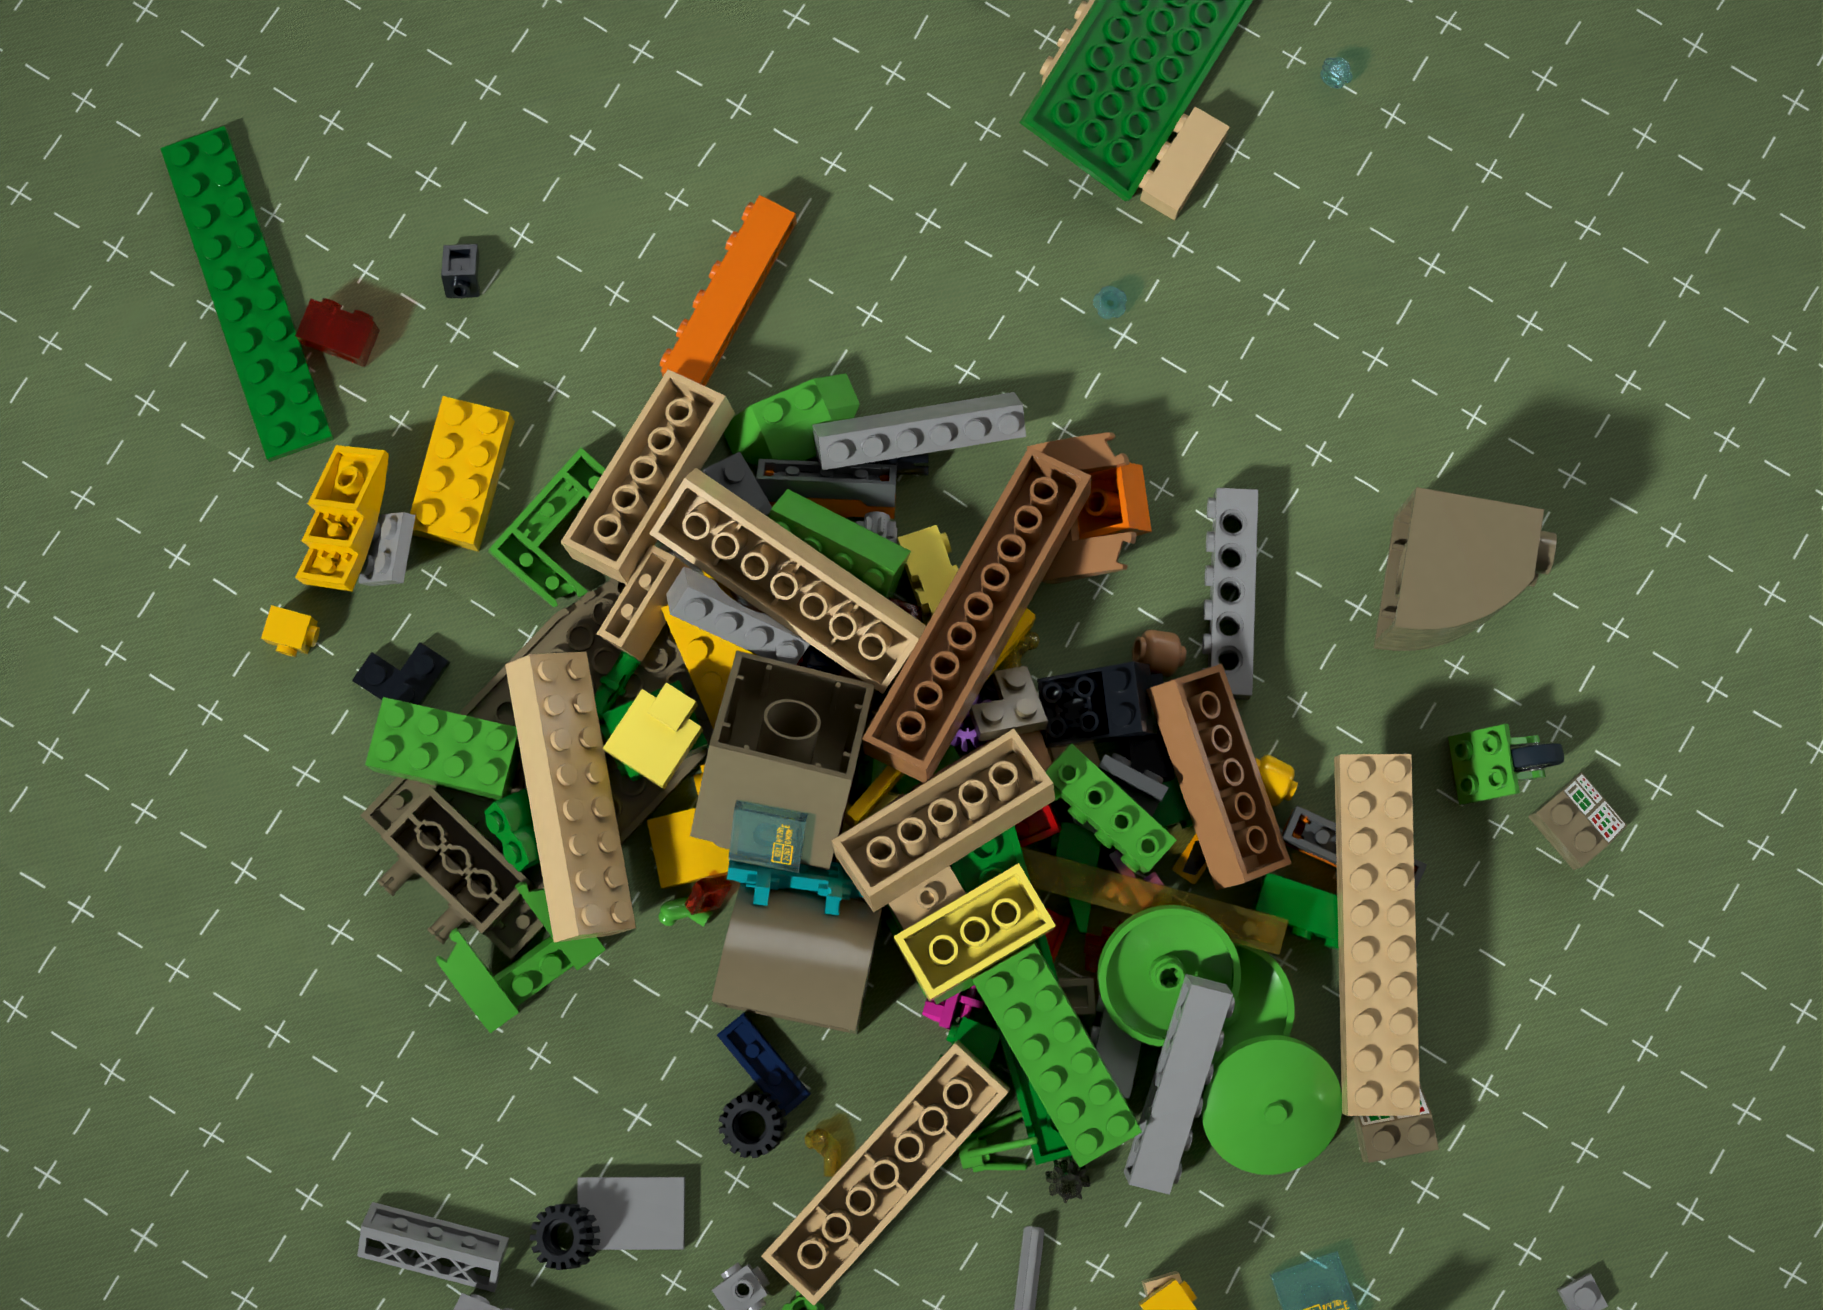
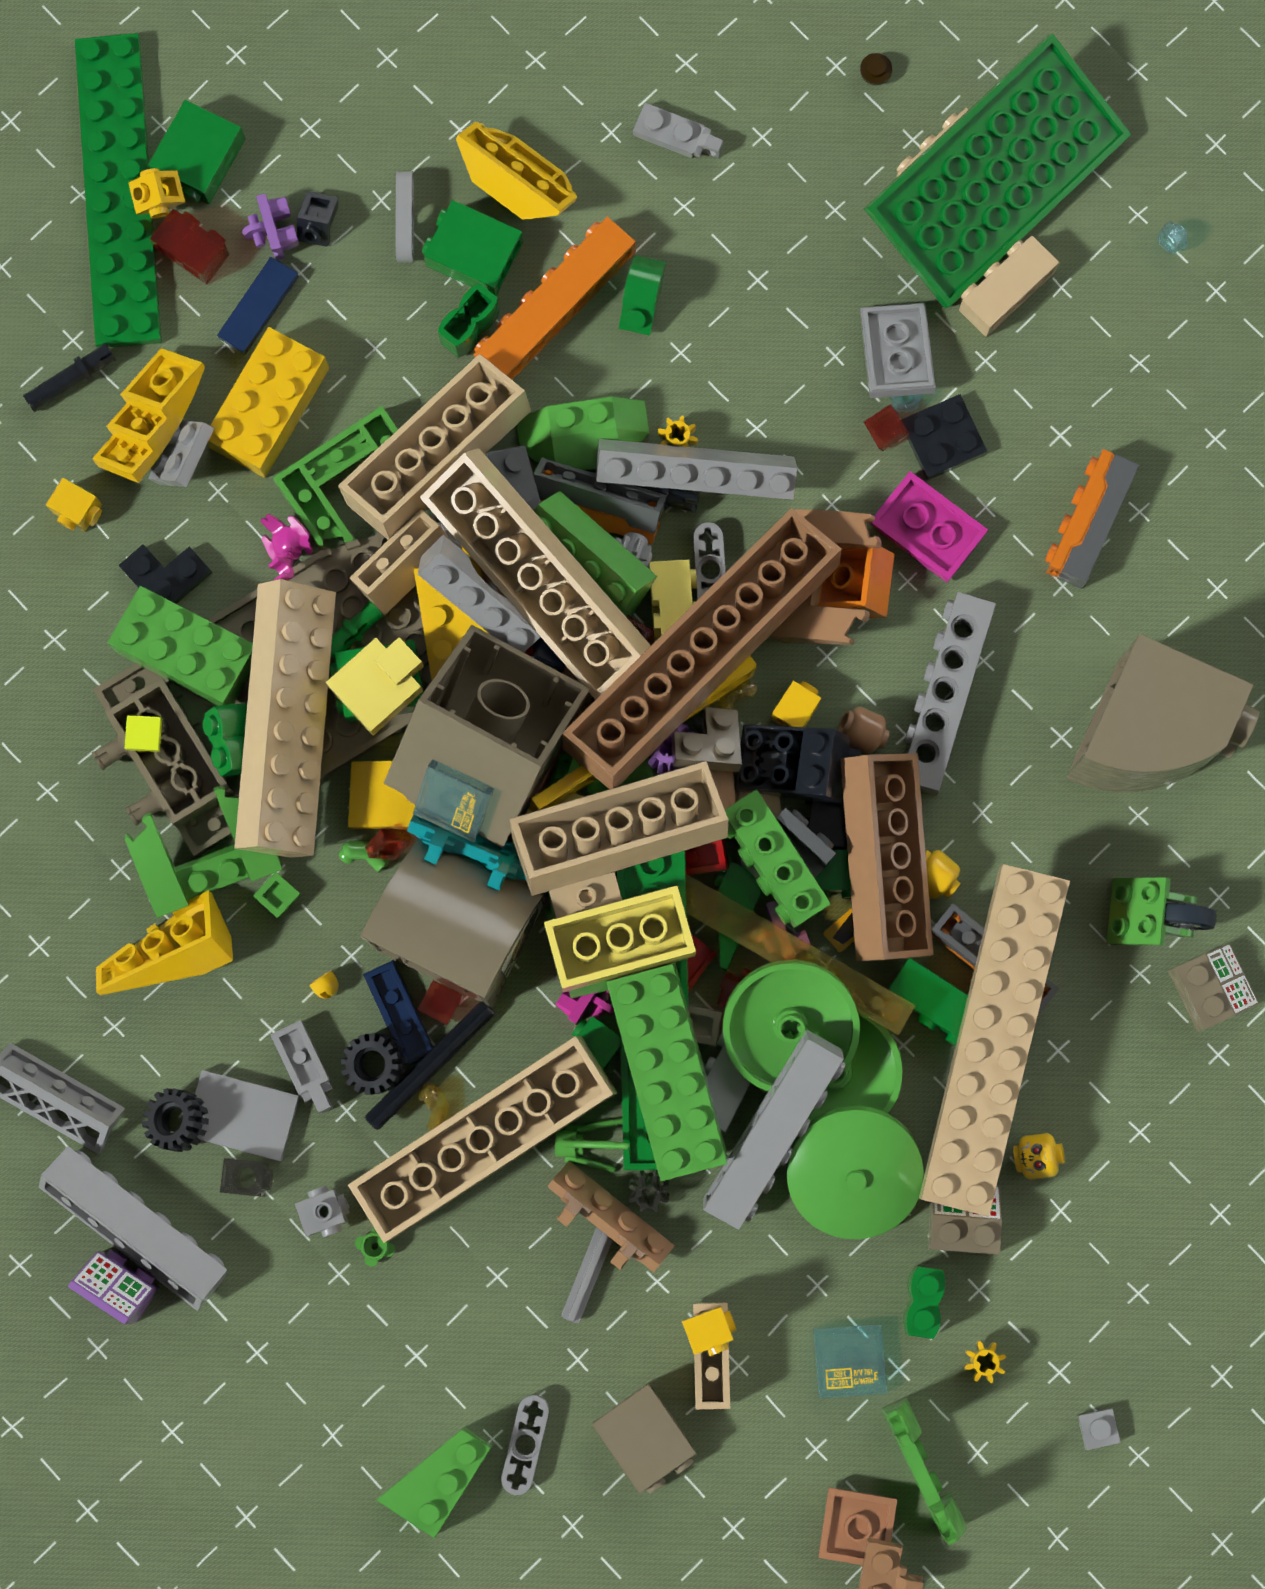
camera: 20 degrees right, 0 degrees up
(249, 499) = (69, 377): none -> black pin
(283, 286) = (156, 192): none -> yellow brick
(318, 234) = (200, 150): none -> green brick
(413, 275) = (279, 239): none -> medium lavender hips
(424, 376) = (257, 305): none -> dark blue tile
(427, 848) = (143, 733): none -> neon yellow tile
(519, 615) = (285, 544): none -> dark pink piece
(523, 1056) = (180, 948): none -> yellow wedge
(551, 246) = (405, 217): none -> light grey beam
(607, 977) = (277, 895): none -> bright green plate
(629, 261) = (472, 247): none -> green brick
(637, 1276) = (231, 1177): none -> clear smoke brick
(651, 330) = (463, 325): none -> green brick
(653, 174) = (514, 173): none -> yellow wedge
(681, 1056) = (325, 986): none -> yellow hinge
(681, 1144) = (303, 1065): none -> light grey hinge
(803, 1043) = (440, 1002): none -> clear red plate
(805, 91) = (676, 133): none -> light grey hinge
(809, 1111) = (429, 1066): none -> black axle
(815, 266) = (641, 295): none -> green brick
(890, 392) = (680, 428): none -> yellow gear
(943, 508) = (700, 547): none -> light grey beam
(1036, 1215) = (610, 1216): none -> medium nougat hinge
(1085, 645) = (796, 705): none -> yellow brick
(1090, 257) = (897, 350): none -> light grey tile
(1099, 338) = (886, 427): none -> clear red plate
(1159, 333) = (944, 437): none -> black plate
(1169, 428) = (928, 527): none -> dark pink plate
(1330, 379) = (1092, 518): none -> piece
(1375, 1228) = (922, 1312): none -> green brick
(1449, 1038) = (1038, 1156): none -> yellow head
(1454, 1270) = (988, 1372): none -> yellow gear

